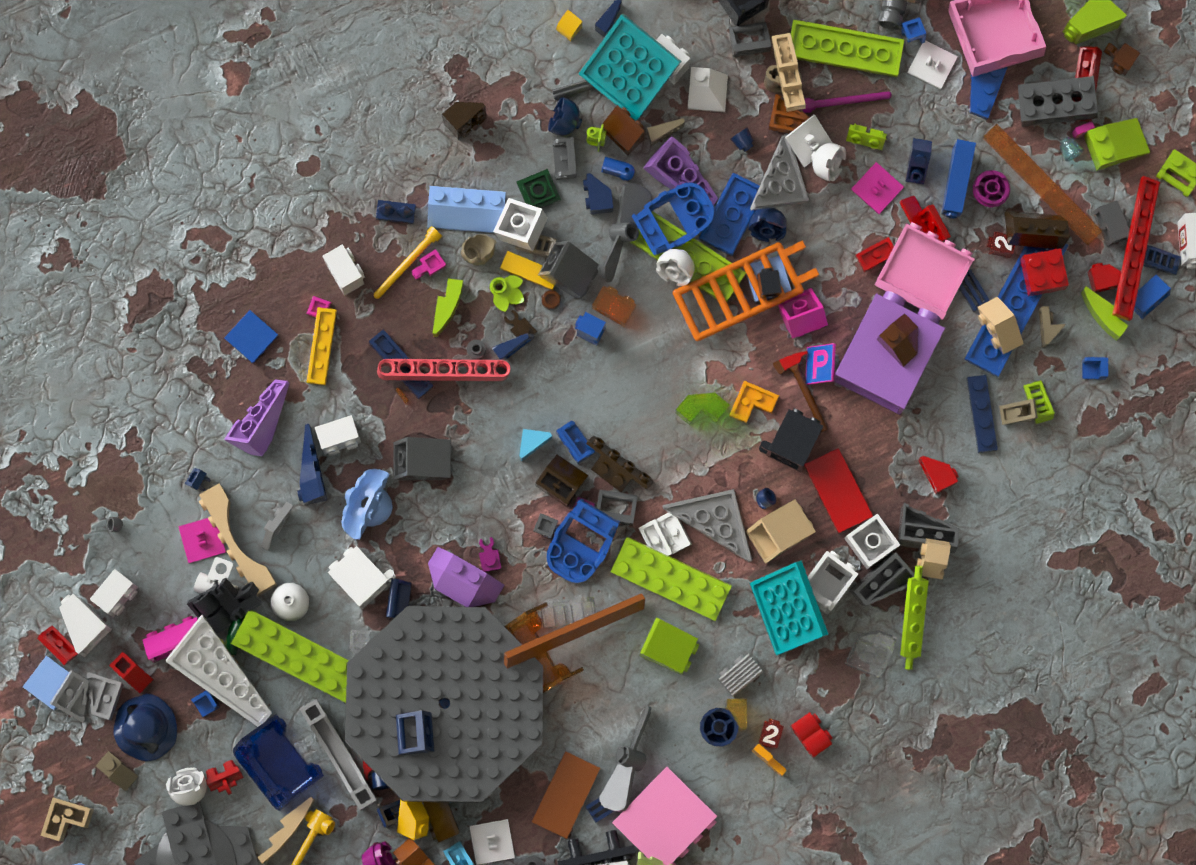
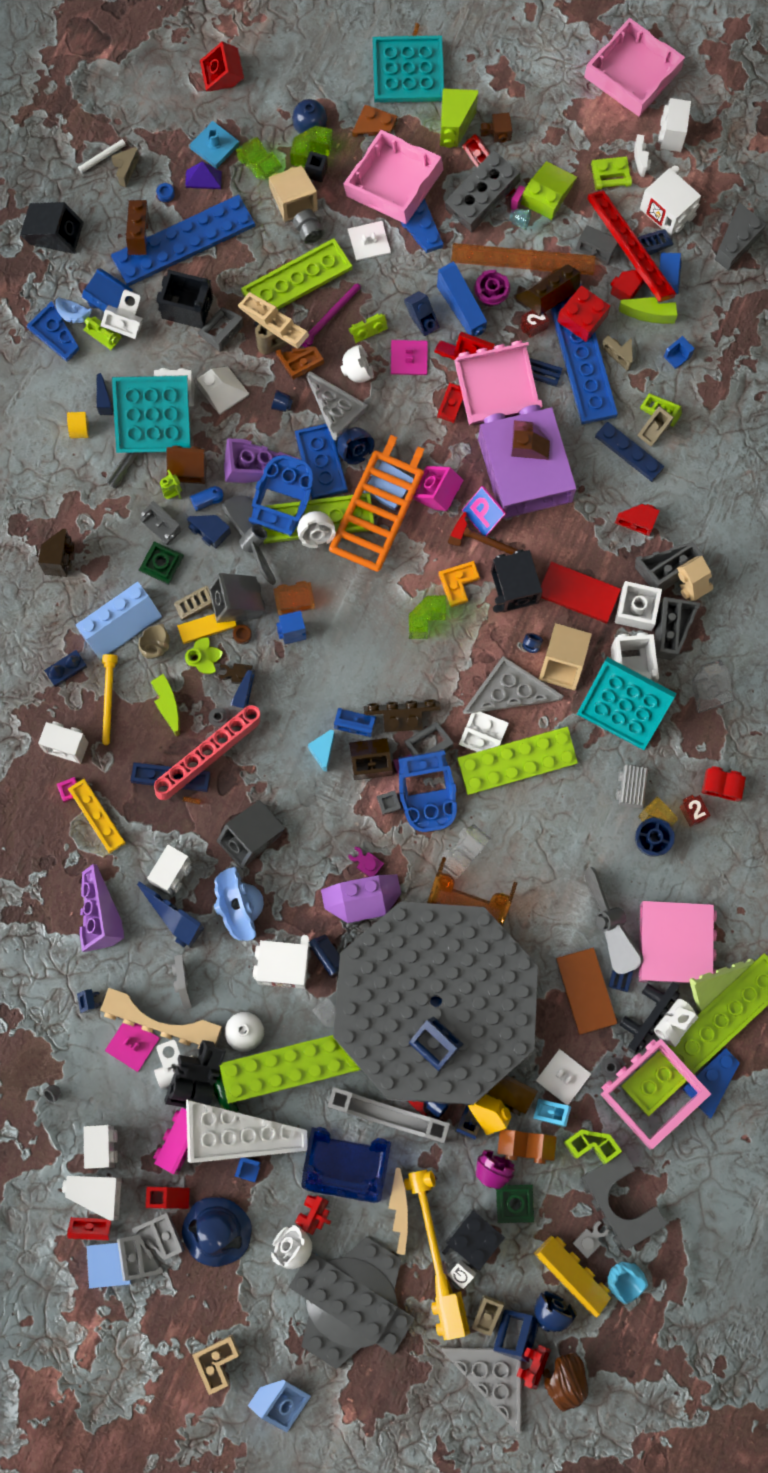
camera: 40 degrees left, 5 degrees down
(117, 771) = (223, 1286): dark tan slope -> none
(251, 336) = (34, 855): blue tile -> none
(430, 263) = (126, 684): dark pink plate -> none
(520, 224) = (170, 596): white brick -> none
(565, 118) = (135, 492): dark blue cylinder -> none
(574, 630) = (483, 860): dark orange tile -> none
(661, 131) = (215, 444): dark tan slope -> none
(669, 647) = (562, 811): lime slope -> none
(768, 758) = (709, 828): light orange tile -> none
(769, 283) = (394, 483): black brick -> none
(807, 139) = (328, 362): white piece -> none
(914, 30) = (335, 225): blue panel -> none
(914, 617) = (719, 633): lime plate -> none
(1001, 325) = (588, 371): tan brick -> none

